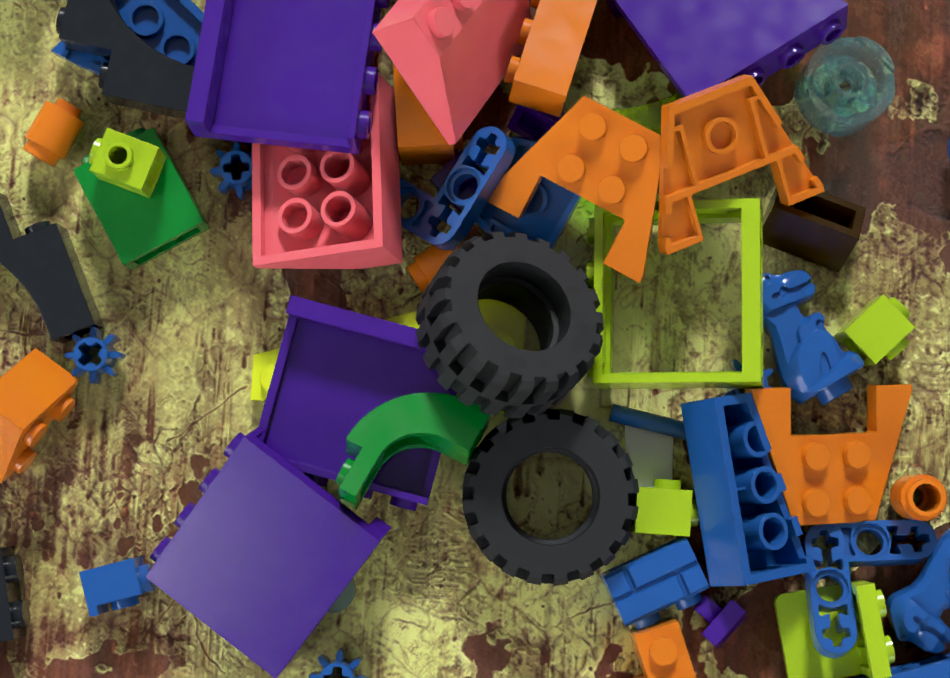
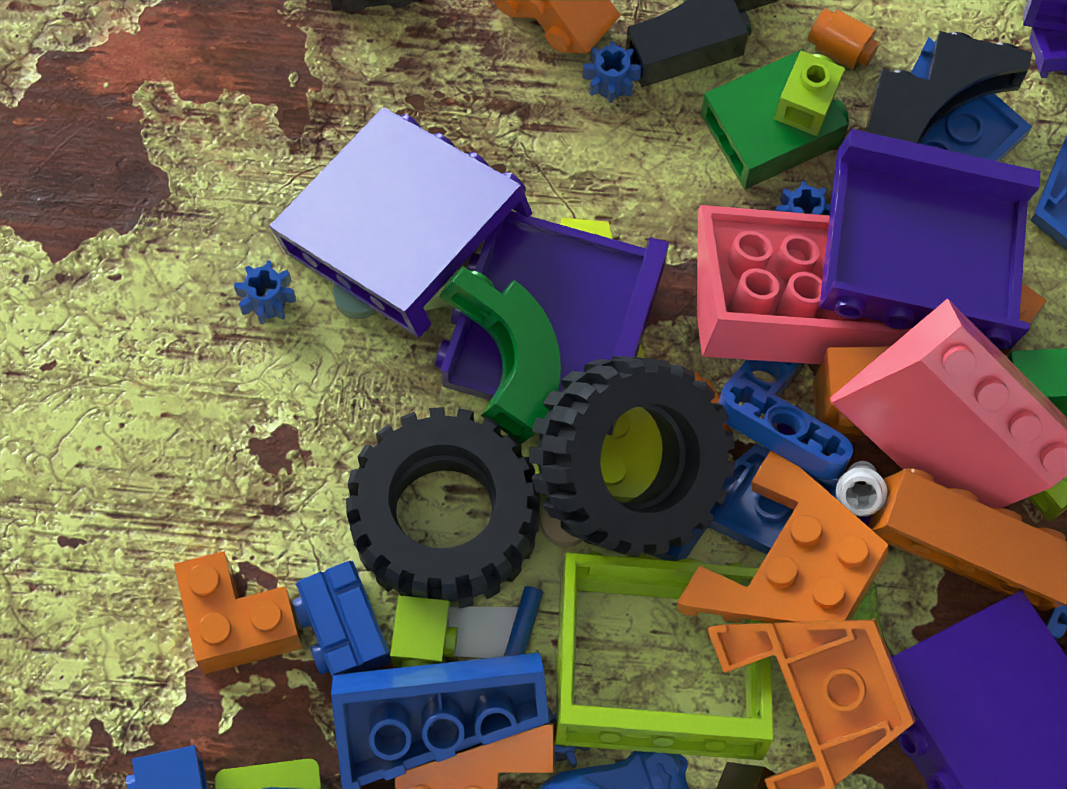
camera: 90 degrees right, 15 degrees down
(116, 584) = (375, 81): blue brick -> none
(522, 119) = (862, 499): none -> white cone
(721, 621) = (293, 695): dark purple tile -> none

